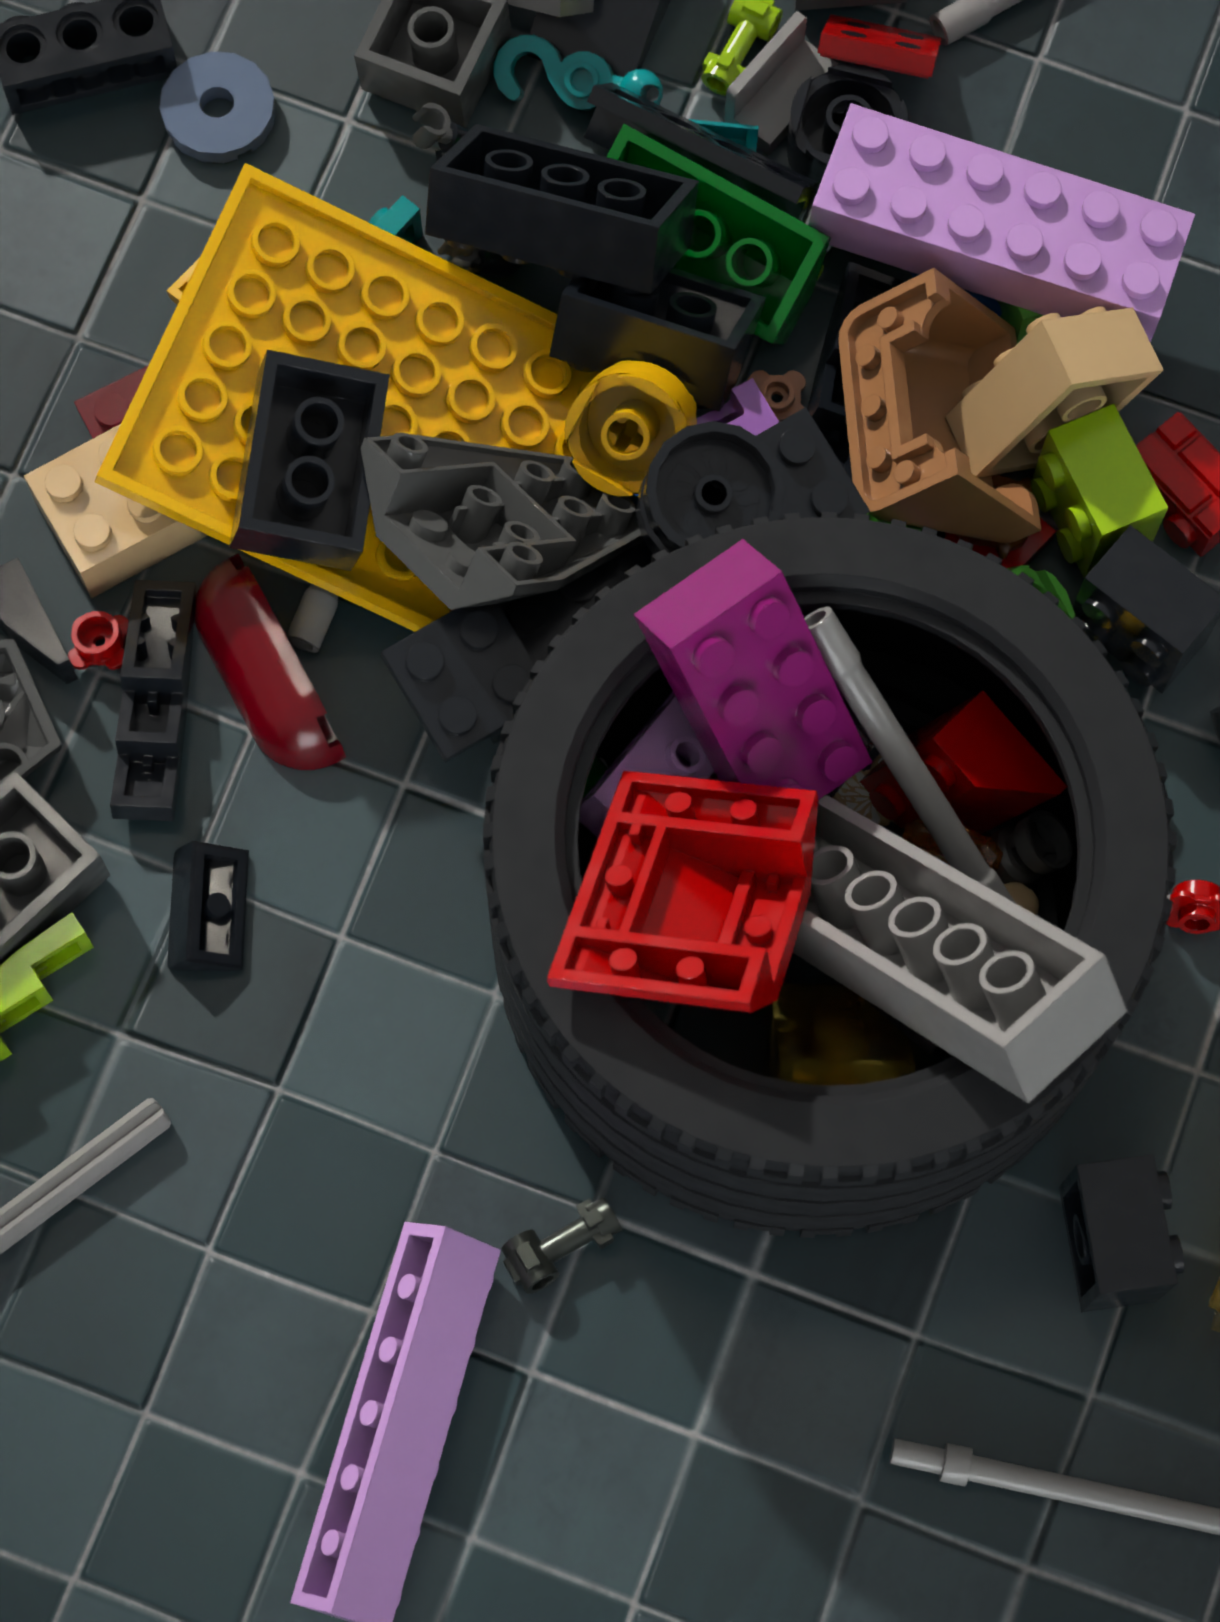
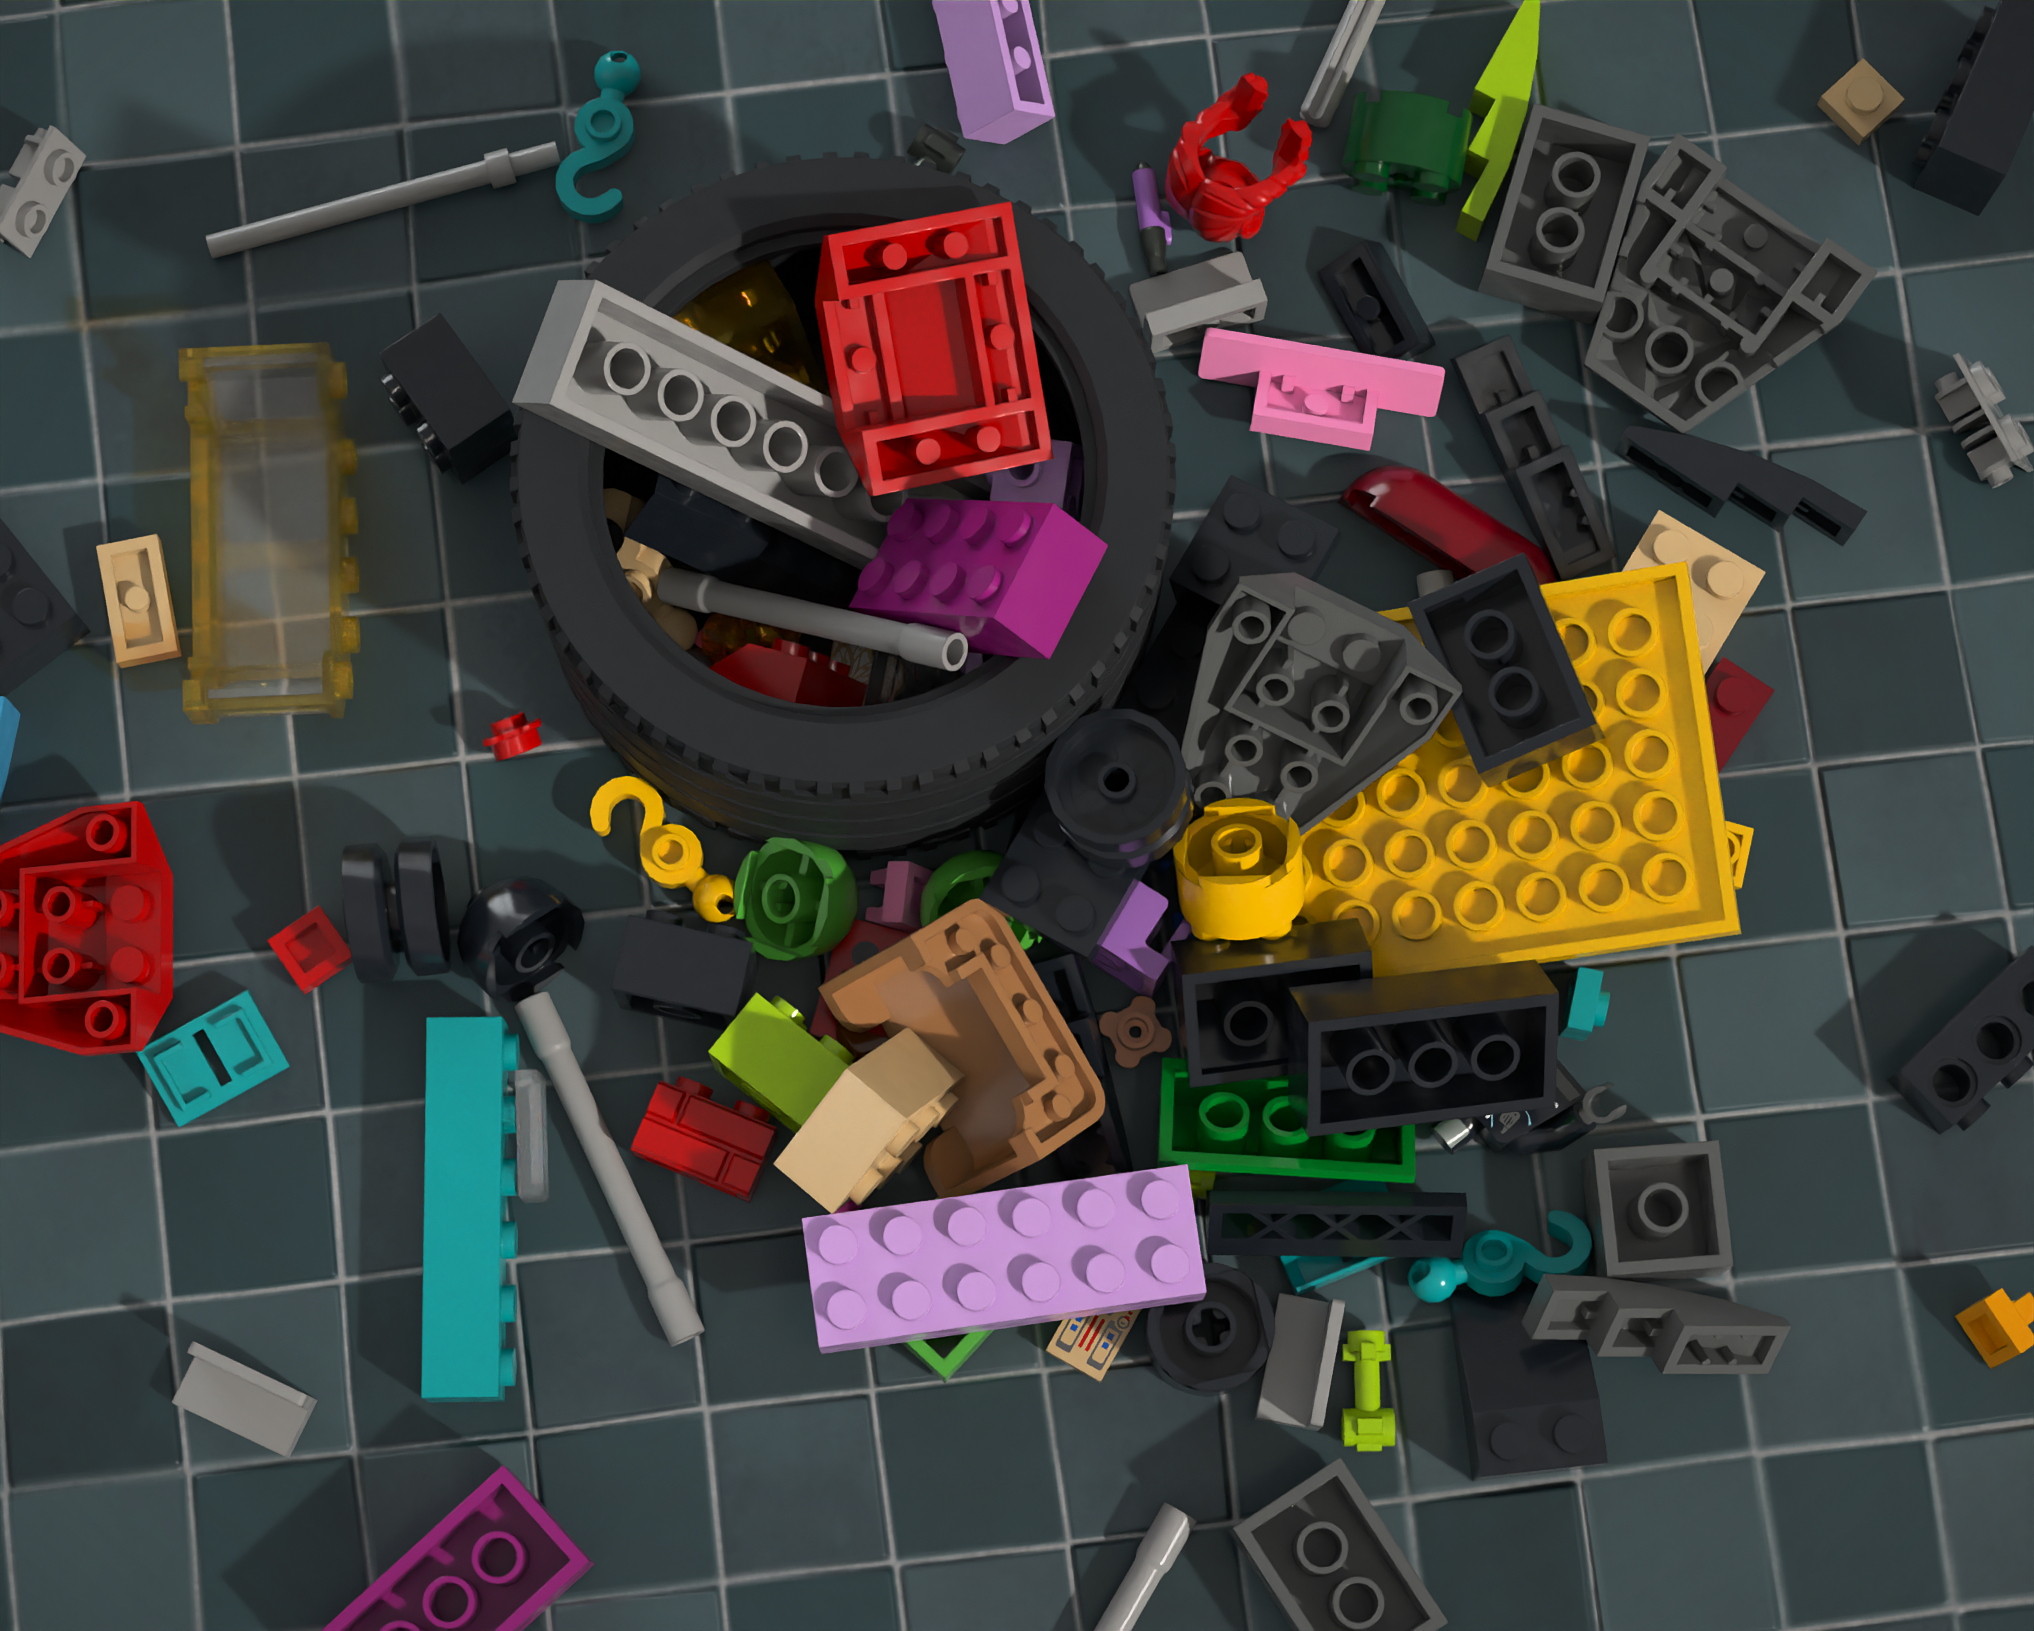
camera: 150 degrees right, 5 degrees up
(94, 627) = (1629, 489): red plate -> none
(97, 1019) = (1406, 145): none -> dark green brick
(209, 78) = (1863, 1052): sand blue tile -> none
(288, 1074) = (1221, 193): none -> red hair
(313, 846) = (1318, 389): none -> bright pink bracket
(364, 1094) = (1153, 222): none -> piece
(367, 993) = (1189, 300): none -> light grey panel
(840, 1443) = (604, 136): none -> teal piece
(879, 46) = (1224, 1441): red tile -> none

